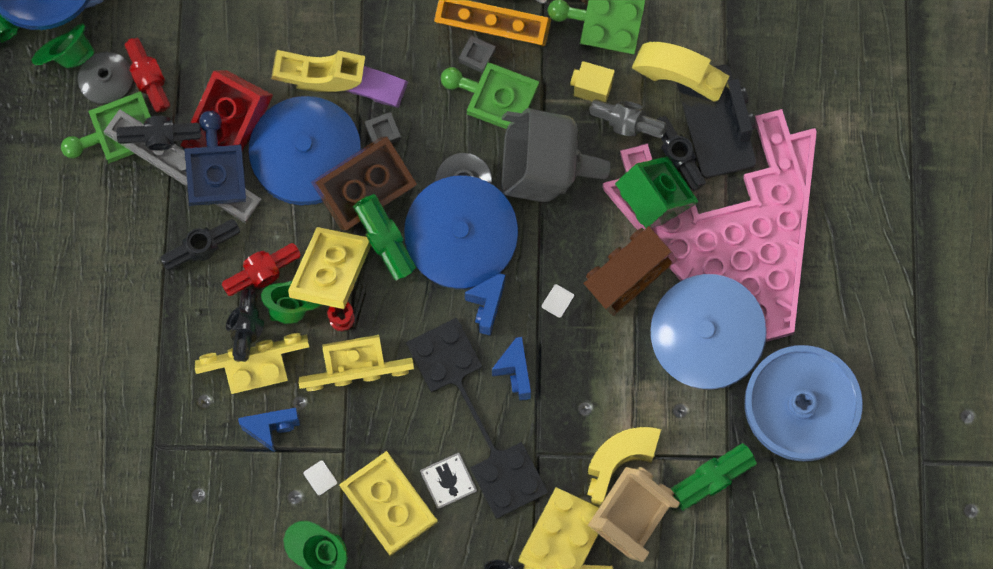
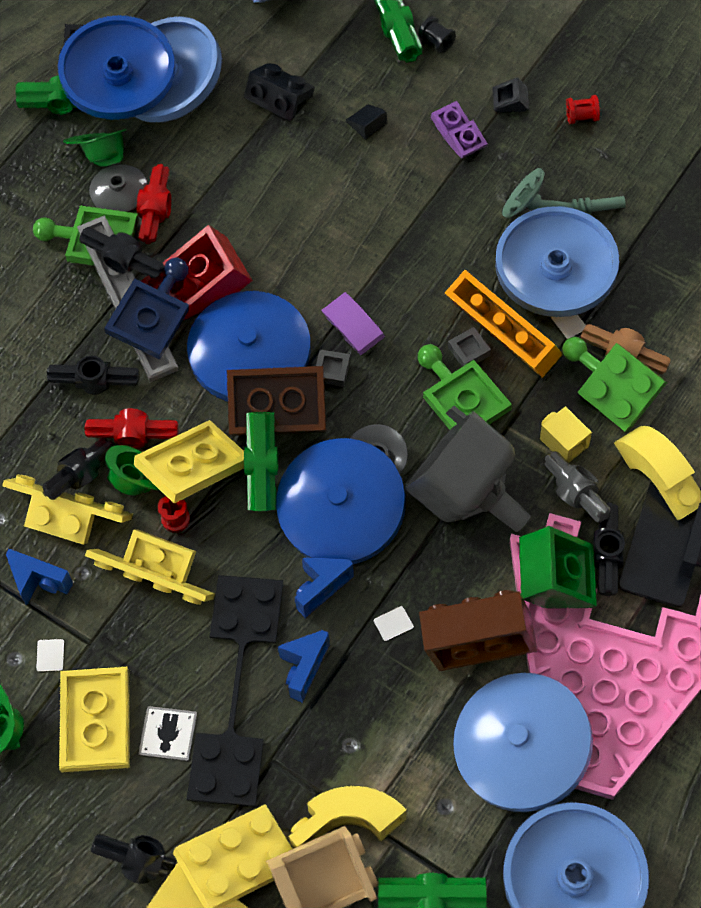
camera: 35 degrees right, 10 degrees down
(319, 74) = (304, 283): light yellow arch -> none

